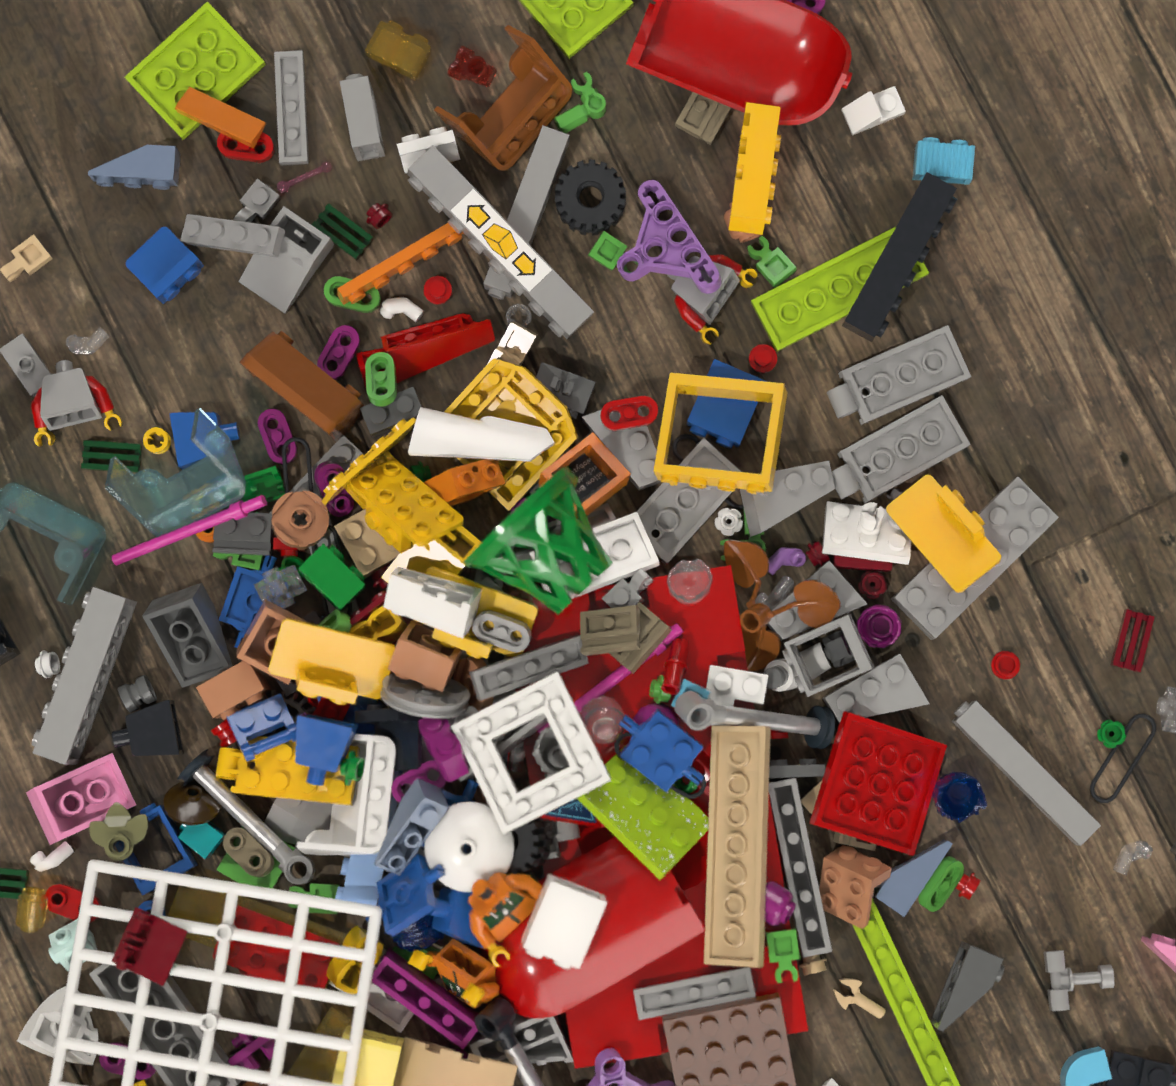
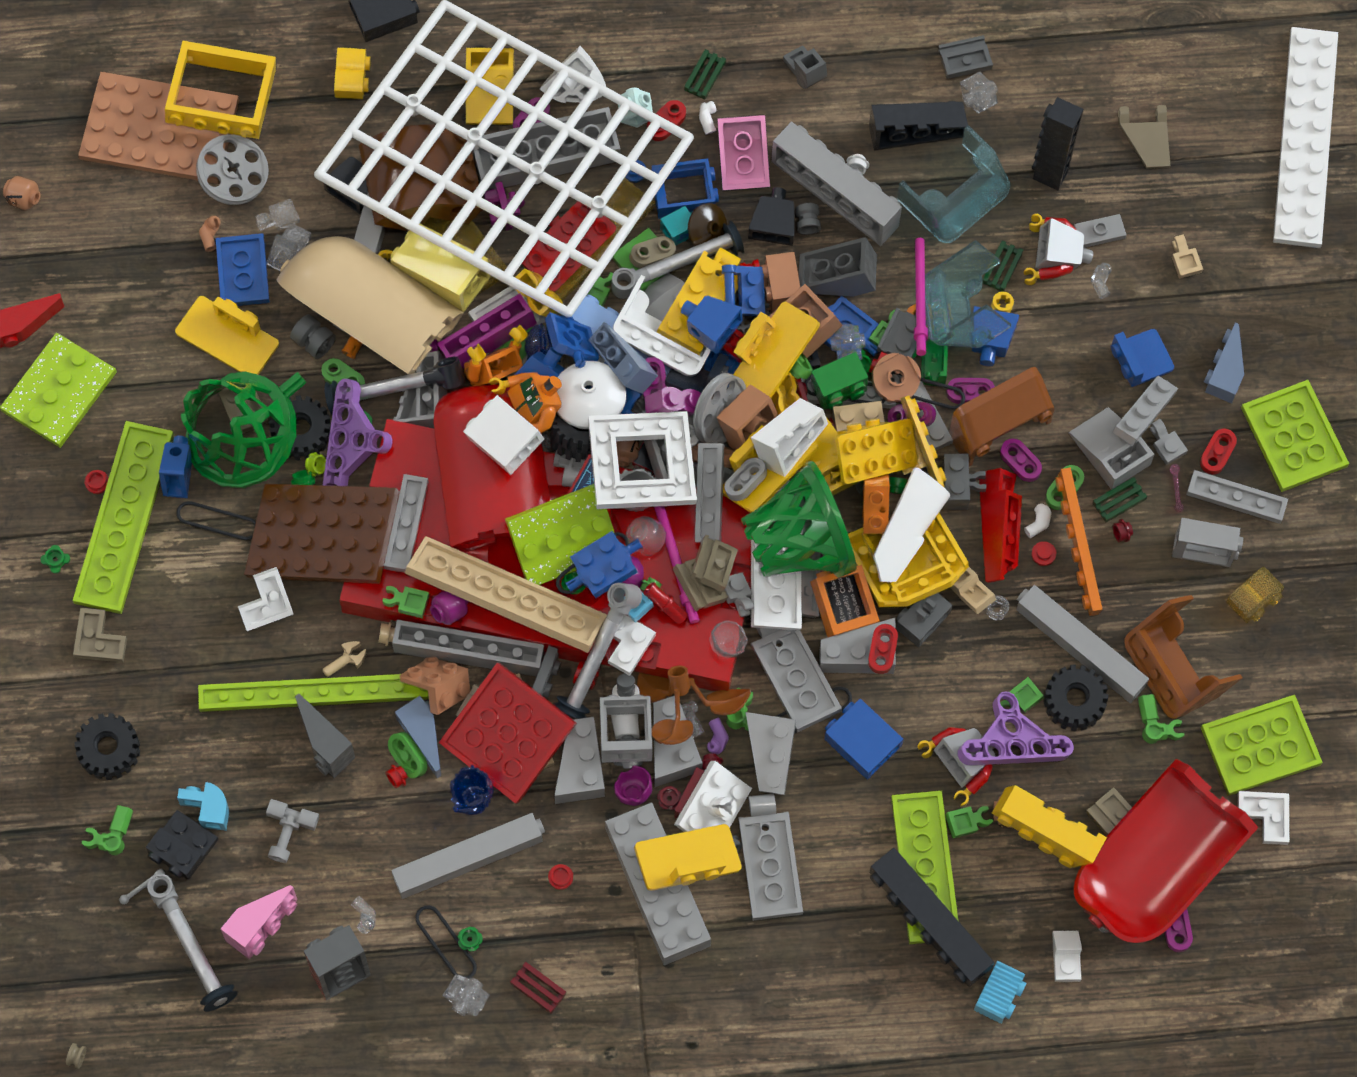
camera: 105 degrees right, 15 degrees down
(31, 909) = (674, 88): clear yellow brick -> none
(119, 827) = (710, 164): olive plate -> none
(149, 946) = (610, 149): dark red hinge -> none
(220, 117) = (1247, 437): orange slope -> none
(352, 768) = (685, 336): green plate -> none
(381, 381) = (983, 474): bright green plate -> none
(415, 147) = (1161, 580): white plate -> none
(468, 65) = (1220, 646): clear red plate -> none
(499, 242) = (1061, 603): light grey brick -> none
(721, 388) = (817, 745): yellow window -> none
(728, 529) = (766, 699): white plate -> none
(762, 358) = (889, 783): red plate -> none
(900, 376) = (831, 885): light grey hinge -> none

